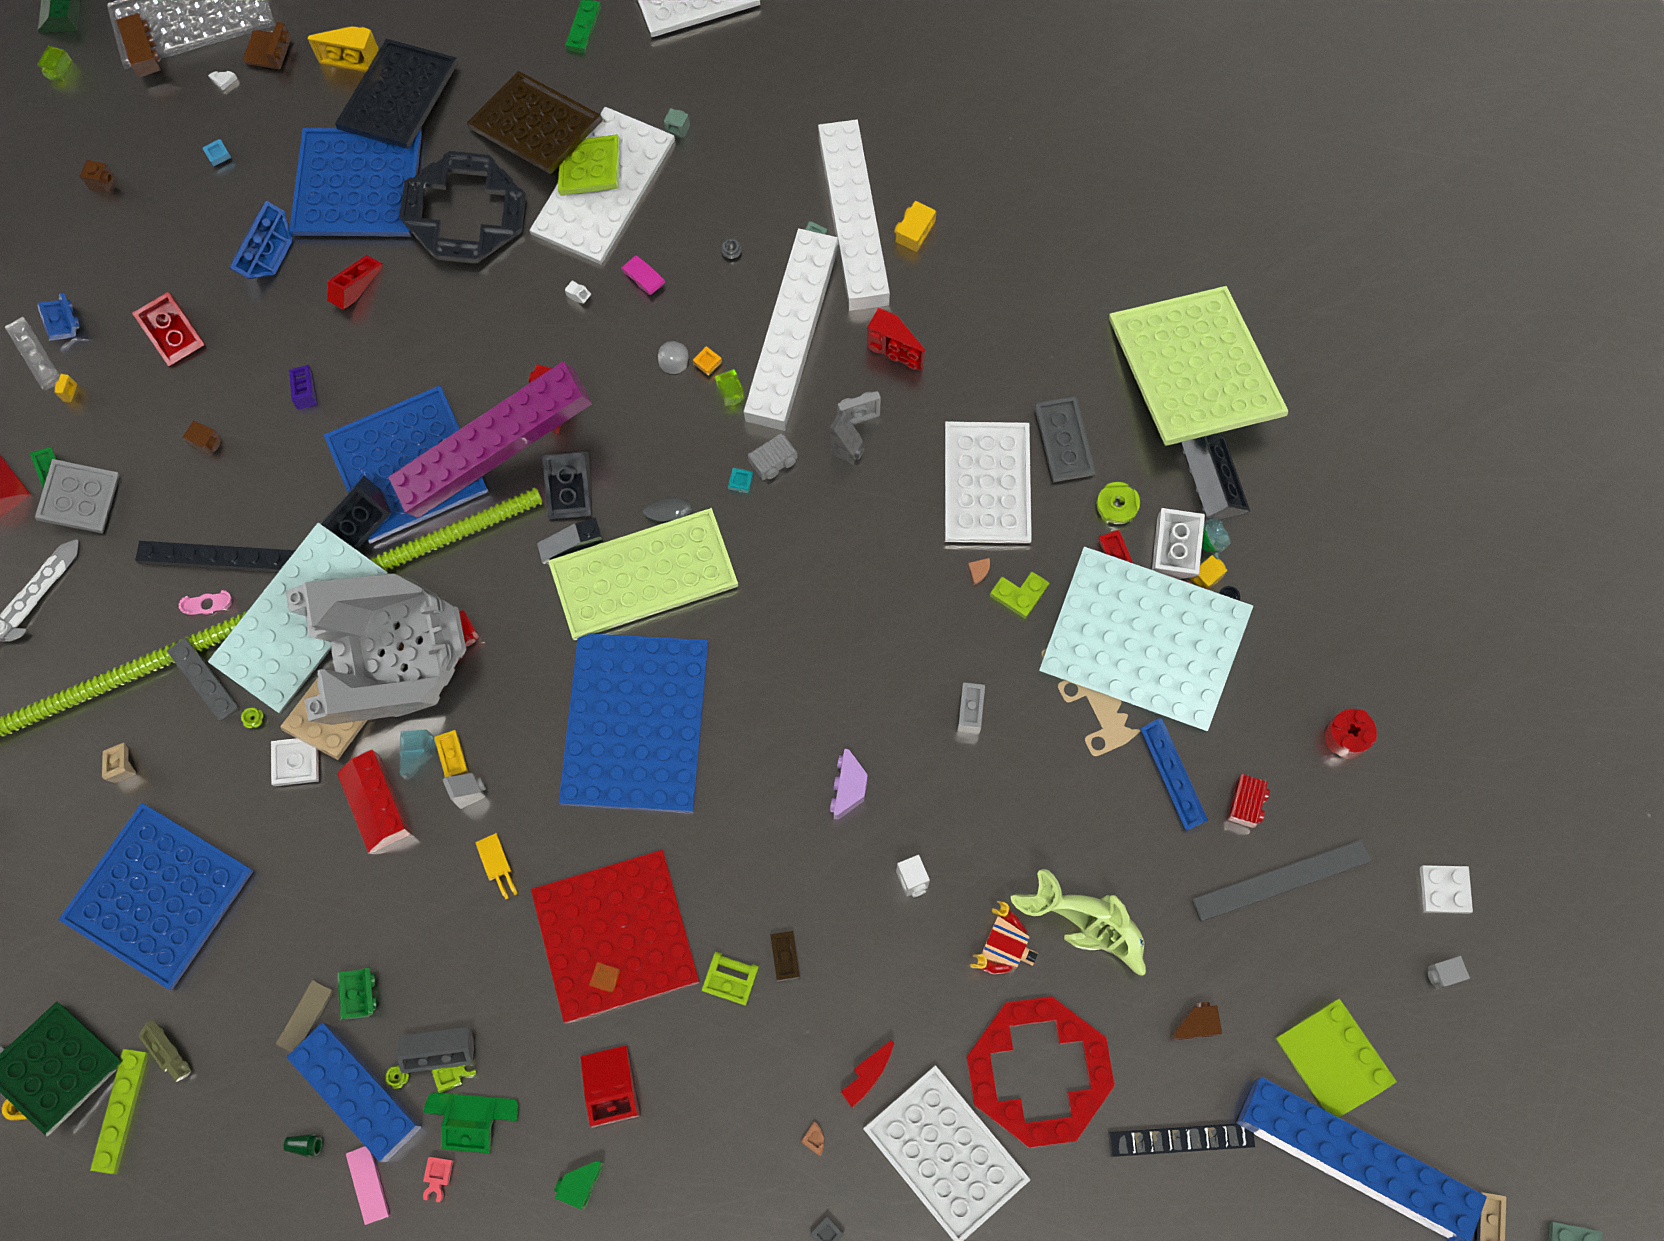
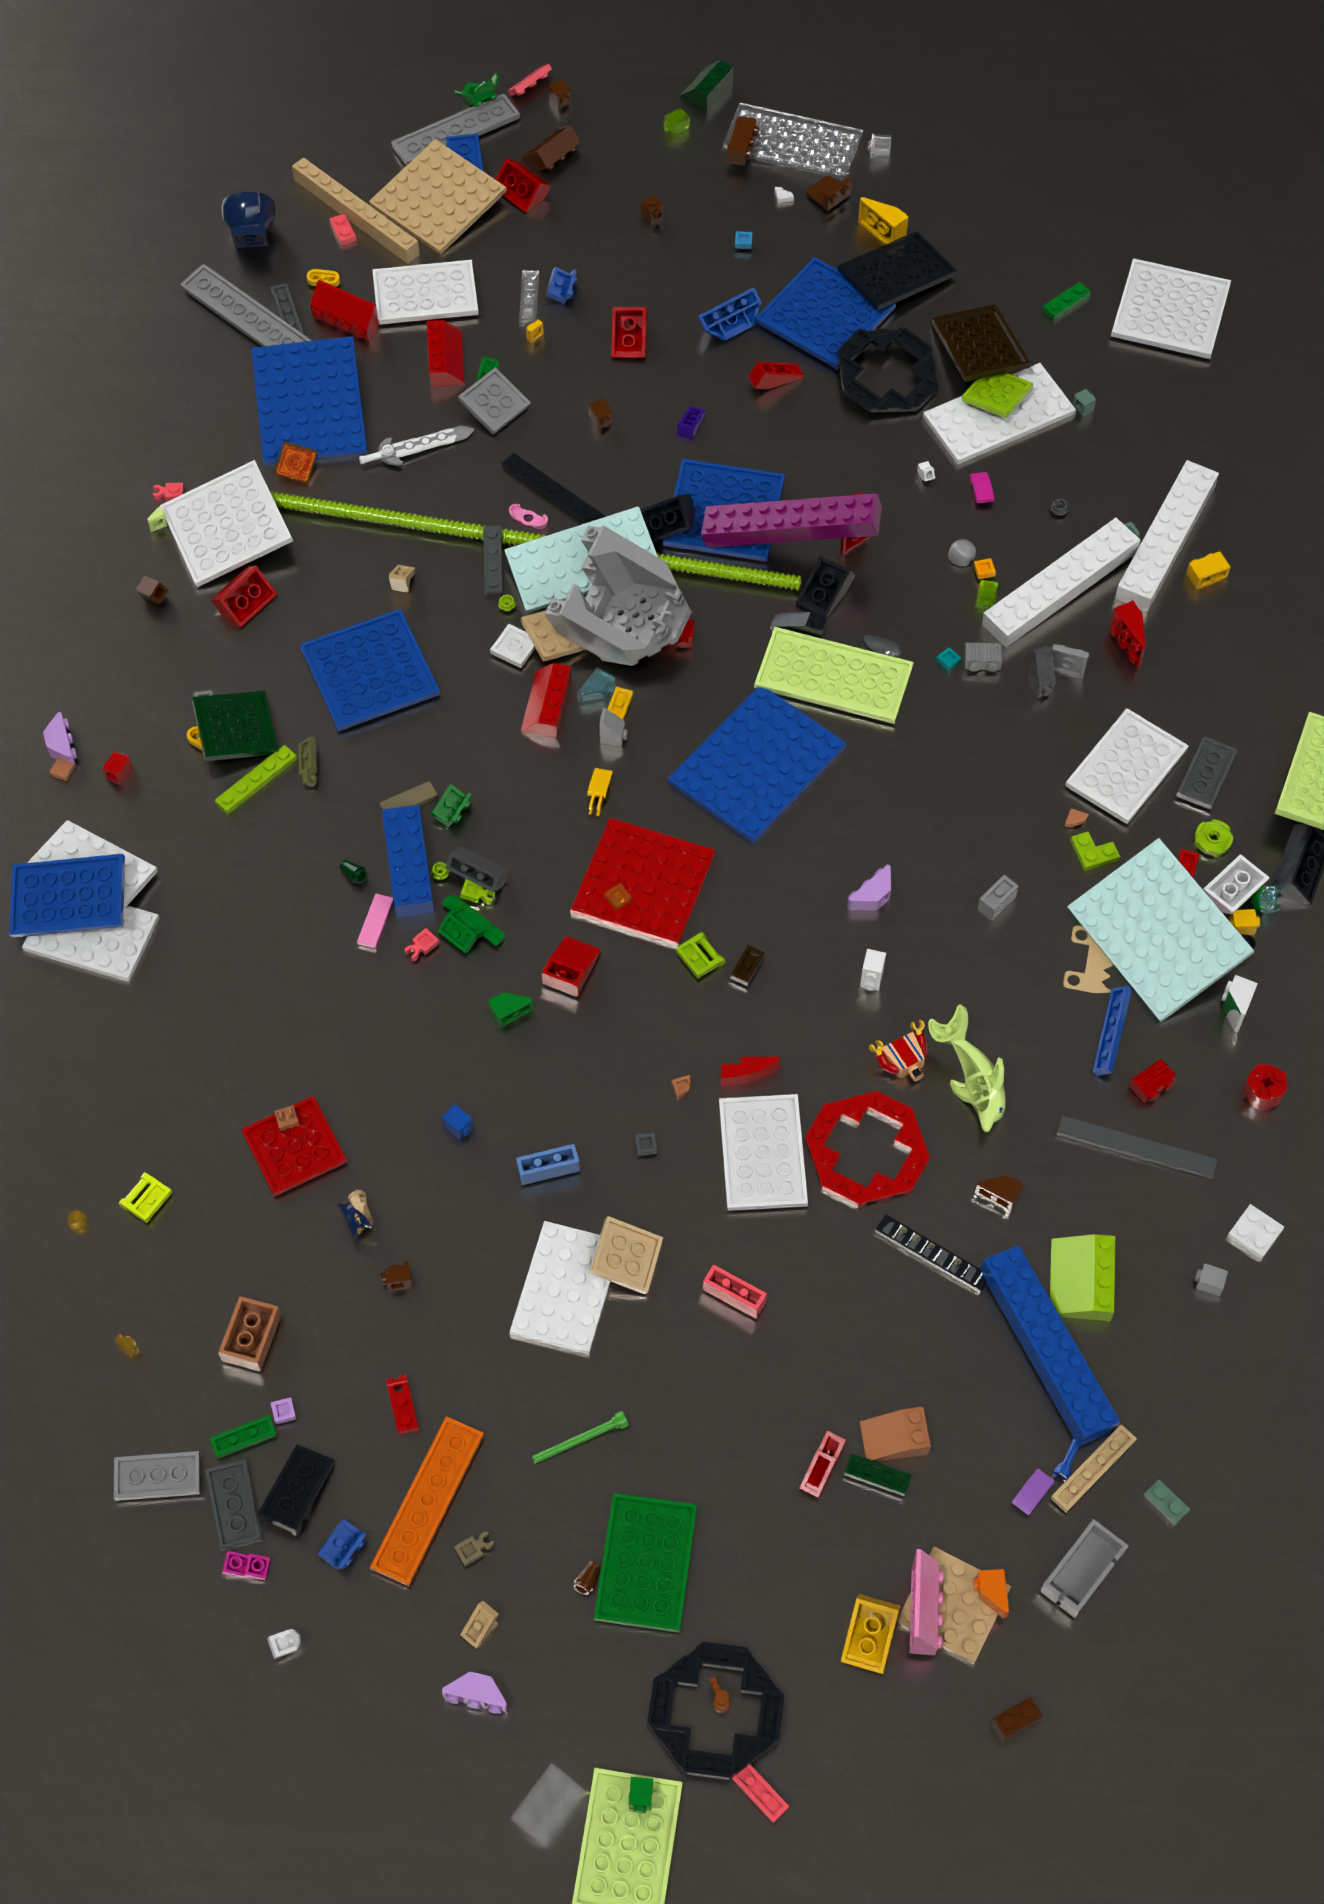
camera: 35 degrees right, 10 degrees down
(1267, 663) = (1237, 1000): none -> white slope

